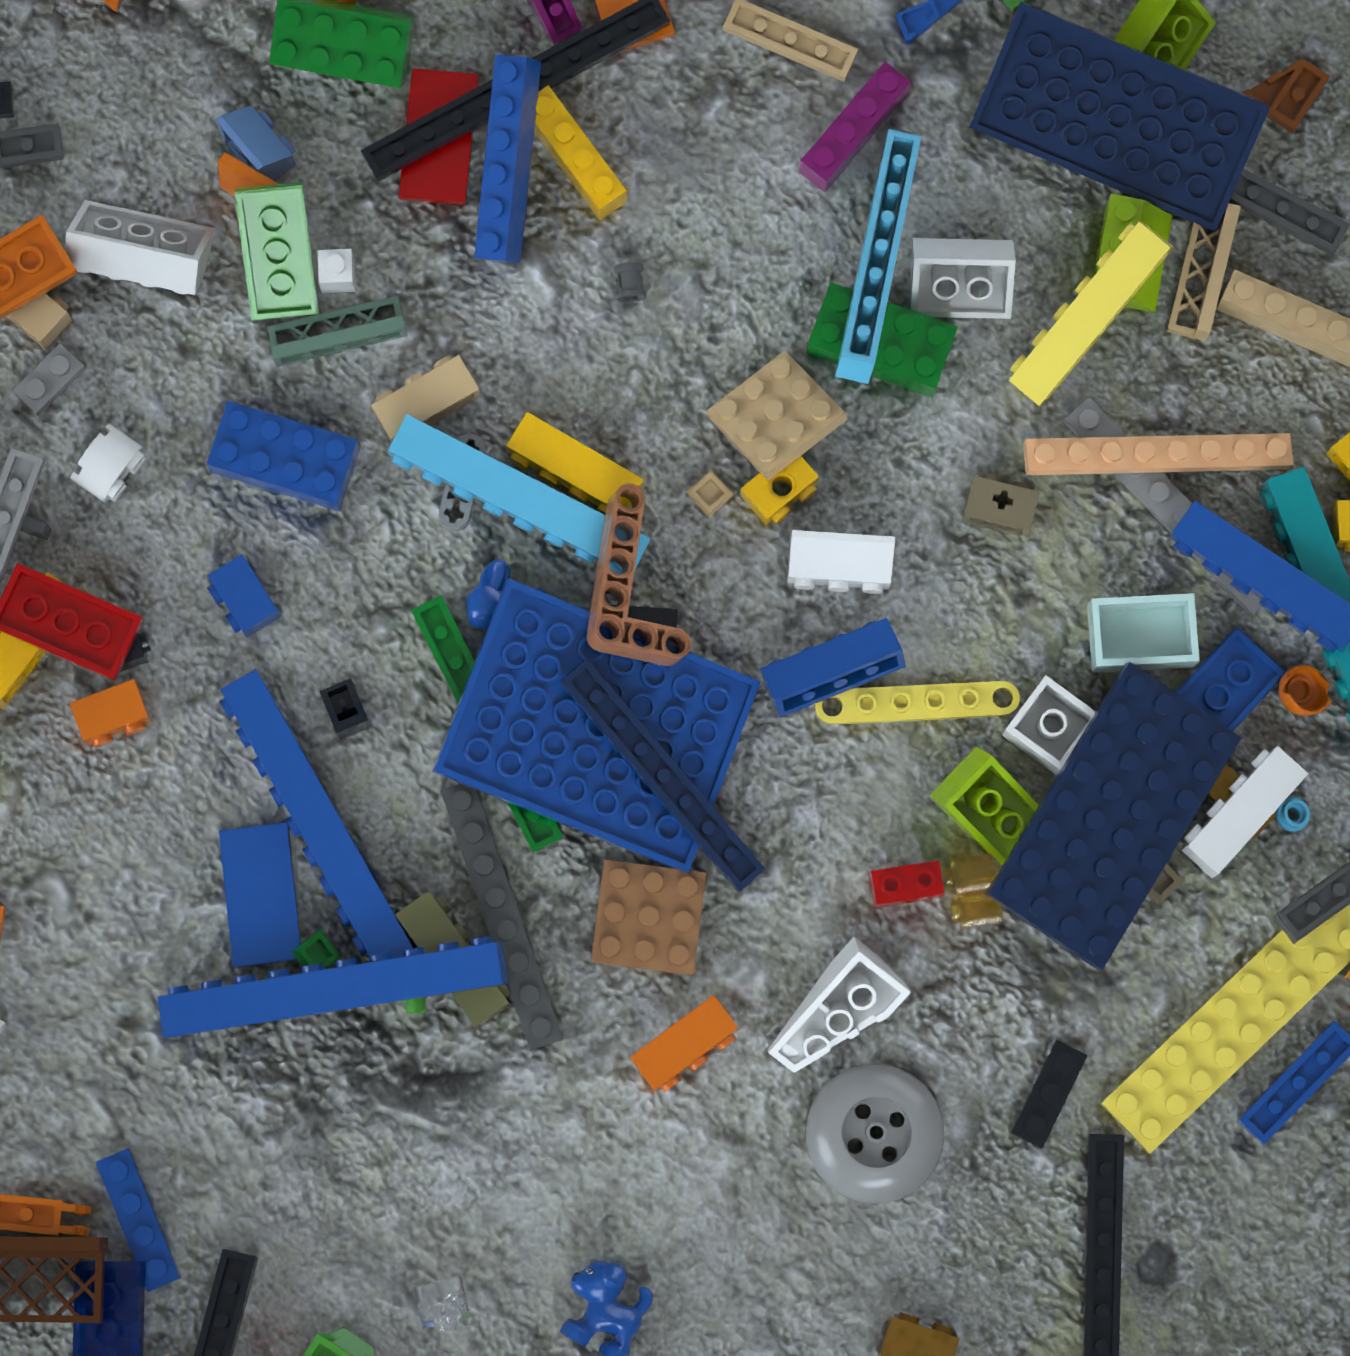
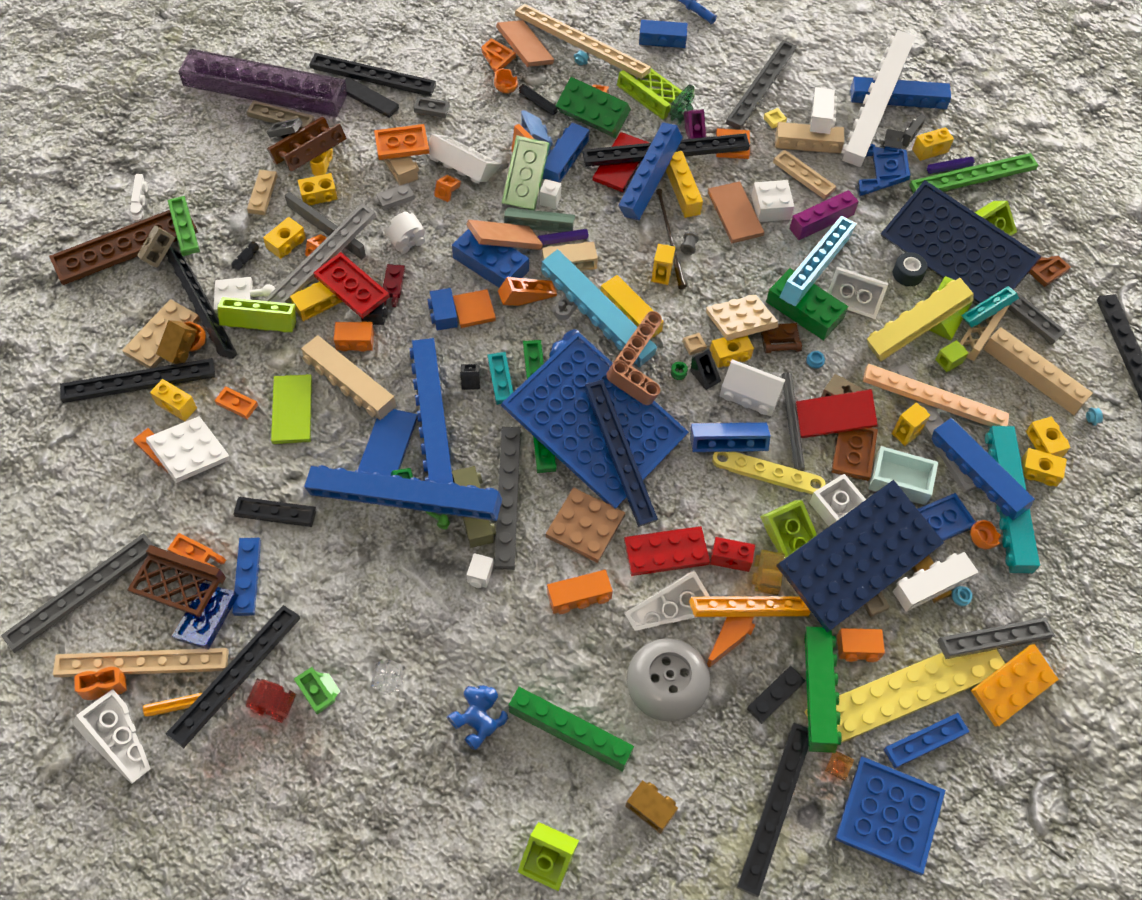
camera: 20 degrees right, 20 degrees down
(67, 892) = (291, 409): none -> lime tile
(128, 571) = (393, 282): none -> dark red hinge
(129, 1091) = (275, 511): none -> black tile
(137, 324) = (445, 187): none -> orange bracket
(139, 800) = (348, 378): none -> tan brick
(146, 31) = (505, 81): none -> orange hair
(223, 45) = (538, 99): none -> black axle
(293, 407) = (504, 234): none -> nougat tile
(295, 569) = (474, 308): none -> orange tile
(327, 159) = (565, 152): none -> blue brick
(374, 503) = (524, 291): none -> orange slope
(394, 354) = (563, 236): none -> dark purple axle
(400, 696) = (500, 376): none -> teal plate
(511, 1070) = (480, 571): none -> white brick
(601, 356) = (663, 264): none -> yellow brick
(623, 337) = (677, 266): none -> dark brown piece
(690, 174) = (735, 212): none -> nougat tile
(691, 561) = (679, 365): none -> green bush
(749, 547) = (705, 369): none -> black slope
(751, 129) = (772, 201): none -> white brick
(755, 1275) = (571, 729): none -> green brick
(797, 914) = (666, 551): none -> red plate
(862, 411) = (783, 333): none -> reddish brown plate
(929, 589) = (793, 423): none -> dark grey axle
(930, 448) = (815, 359): none -> dark azure plate
(950, 1017) = (730, 636): none -> orange slope
(958, 974) = (748, 606): none -> light orange tile
(999, 556) = (836, 413): none -> red tile
(1049, 178) = (909, 269): none -> black wheel
(1049, 608) = (855, 453): none -> dark orange plate
(1116, 1068) = (821, 690): none -> green brick
(1130, 528) = (910, 424): none -> yellow brick
(1155, 963) = (860, 644): none -> orange brick
(1165, 352) = (951, 356): none -> lime brick
(1177, 1173) = (839, 765): none -> clear orange plate
(1206, 231) = (990, 306): none -> teal plate
(1274, 1221) = (890, 815): none -> blue plate

